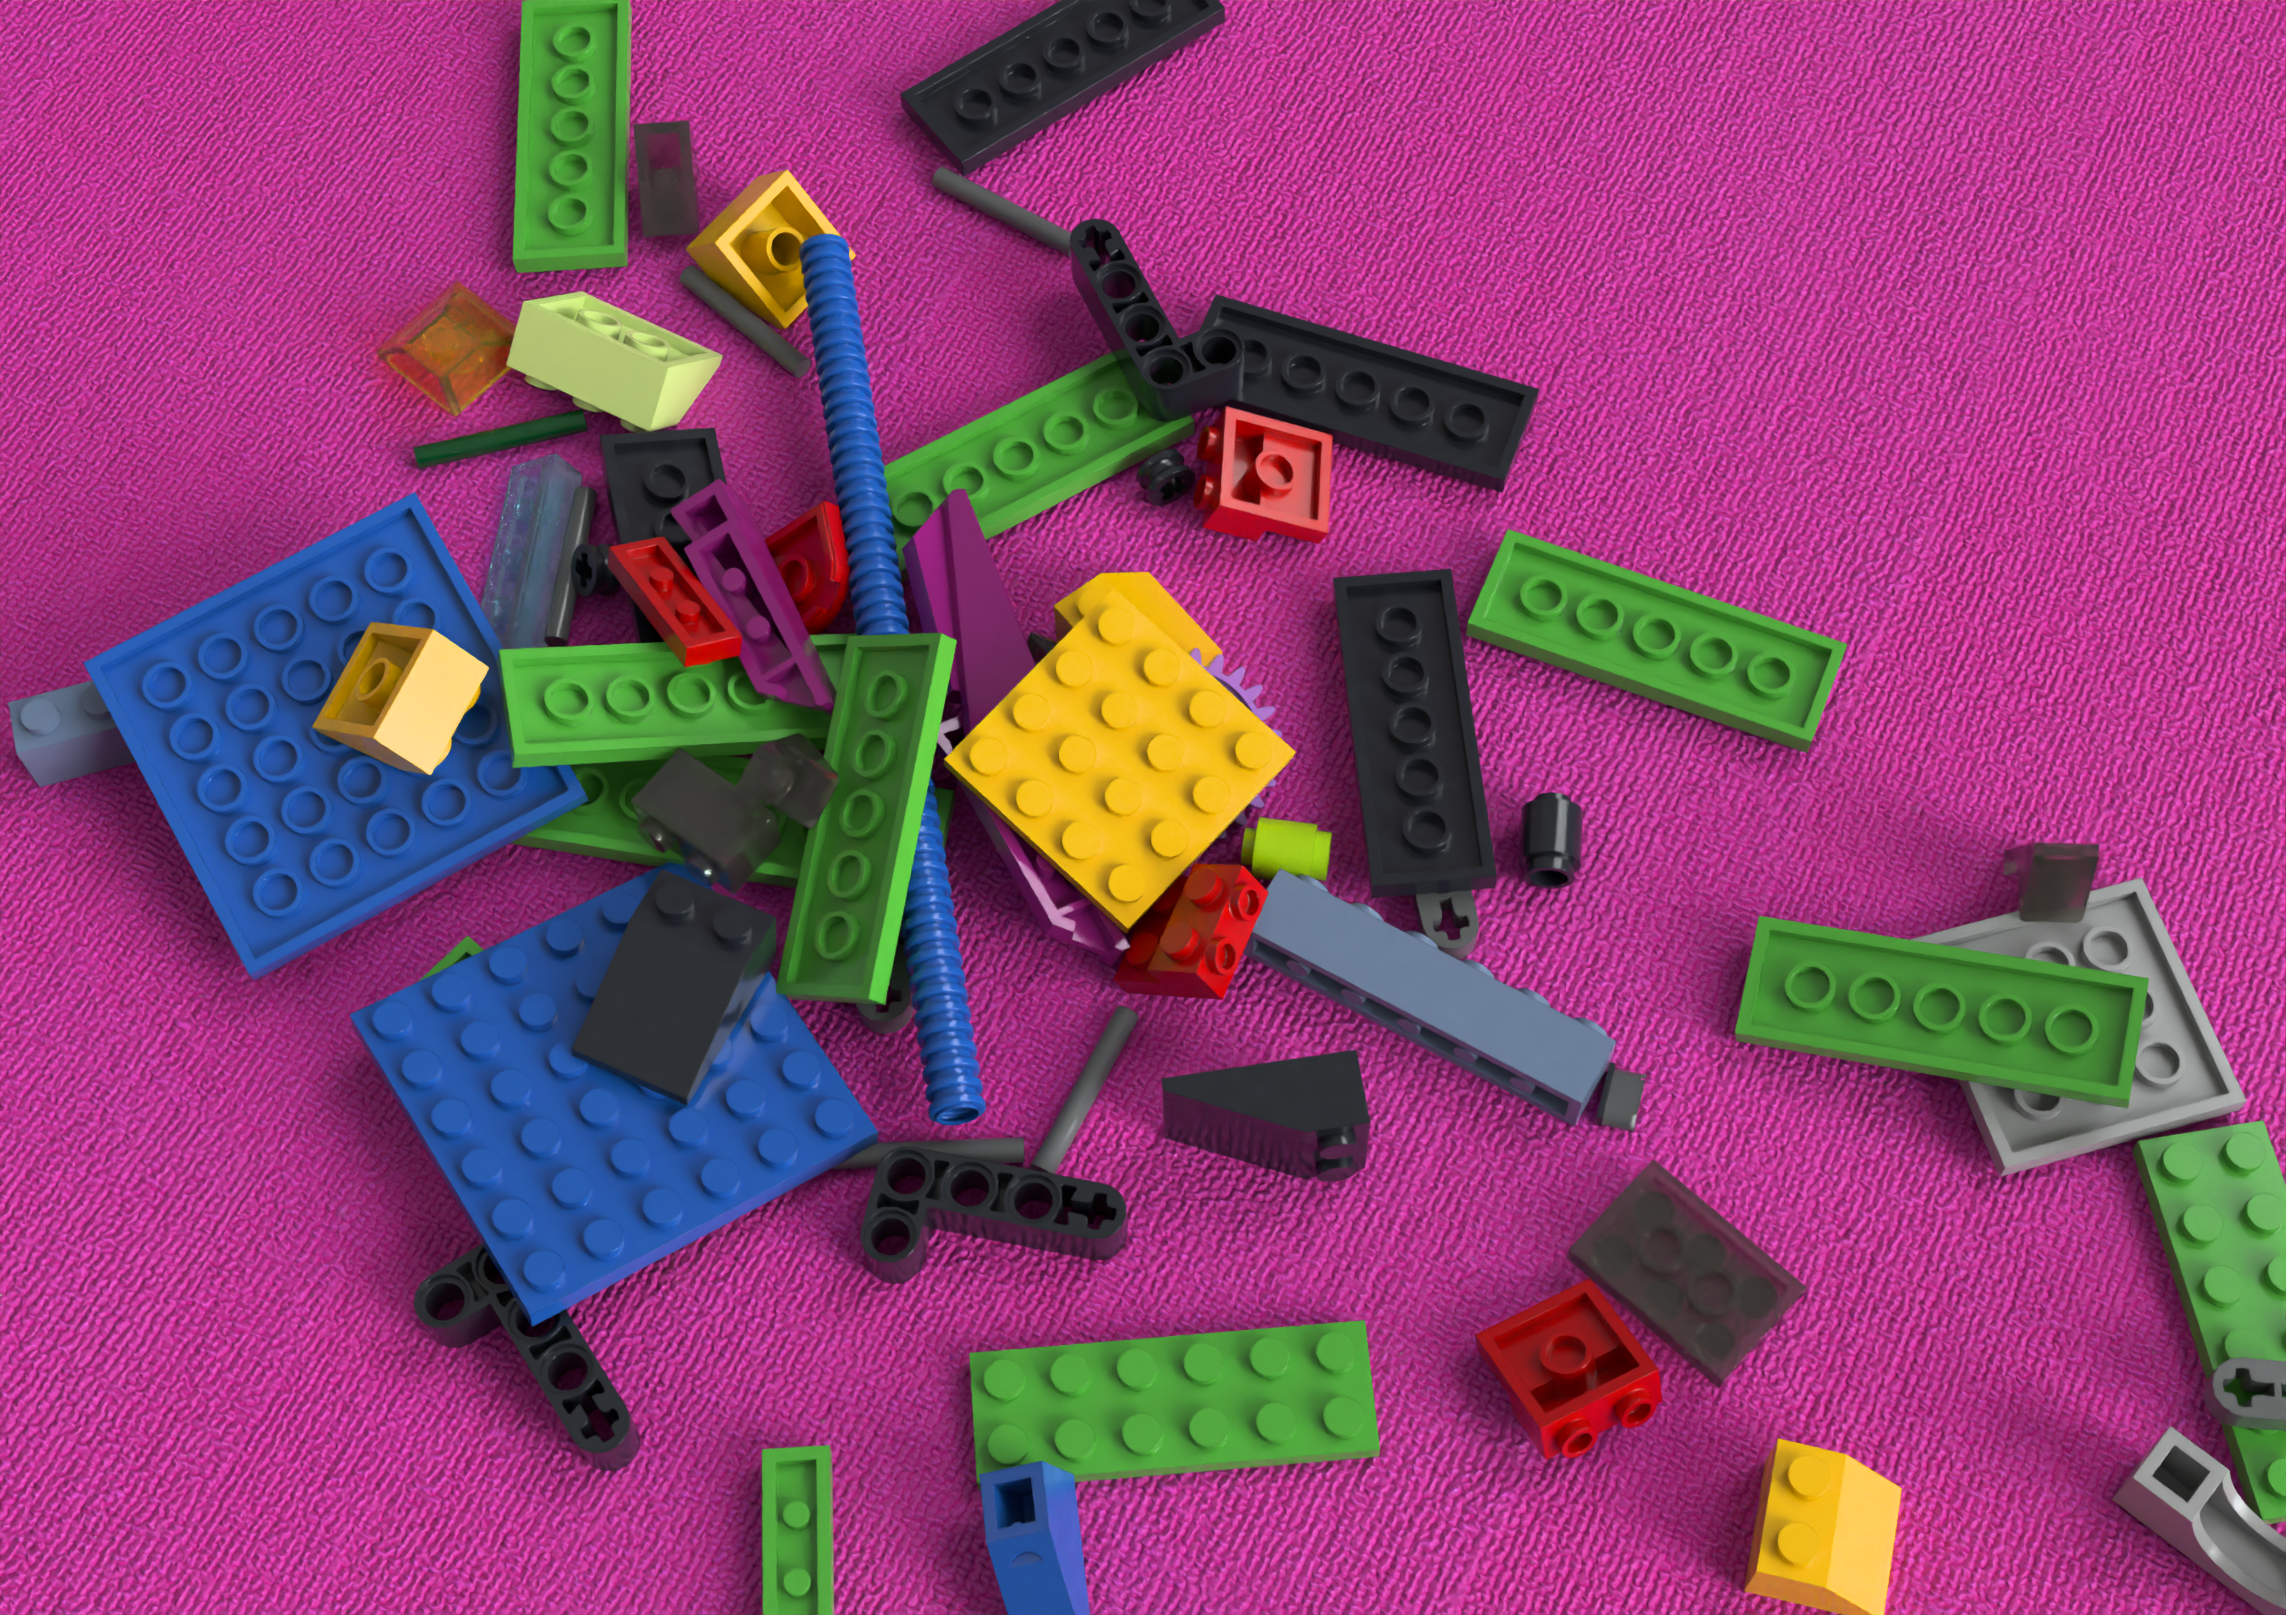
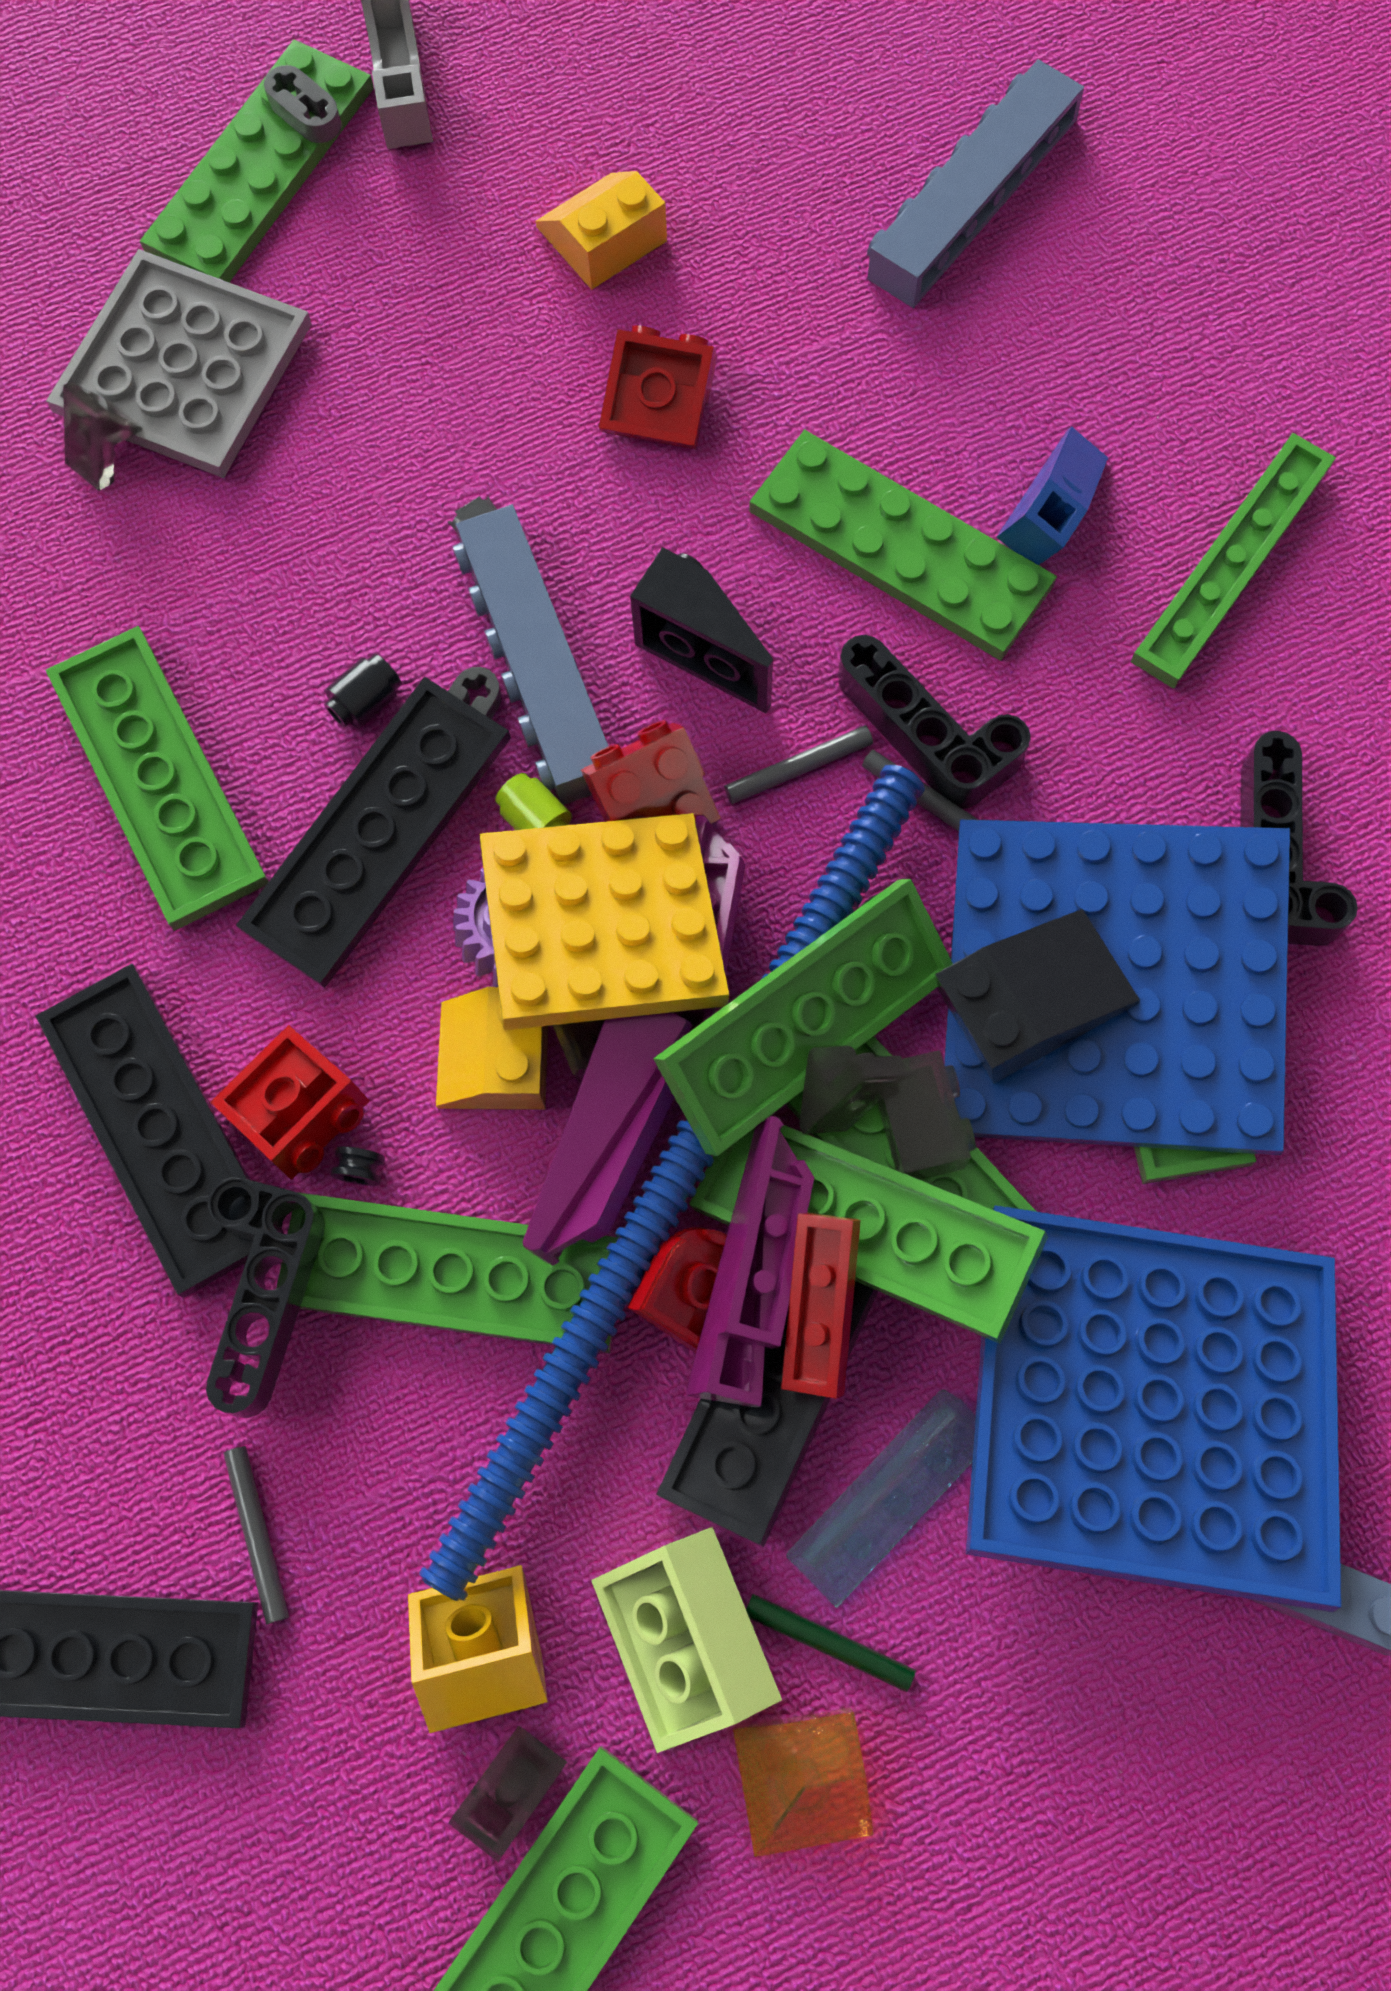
camera: 140 degrees left, 10 degrees up
(402, 696) = (1100, 1364): yellow slope -> none
(564, 591) = (855, 1464): dark grey bar -> none
(591, 571) = (844, 1428): black bush -> none
(745, 321) = (548, 1601): dark grey bar -> none
(1686, 1273) = (540, 395): clear smoke plate -> none
(1943, 1011) = (251, 402): bright green plate -> none

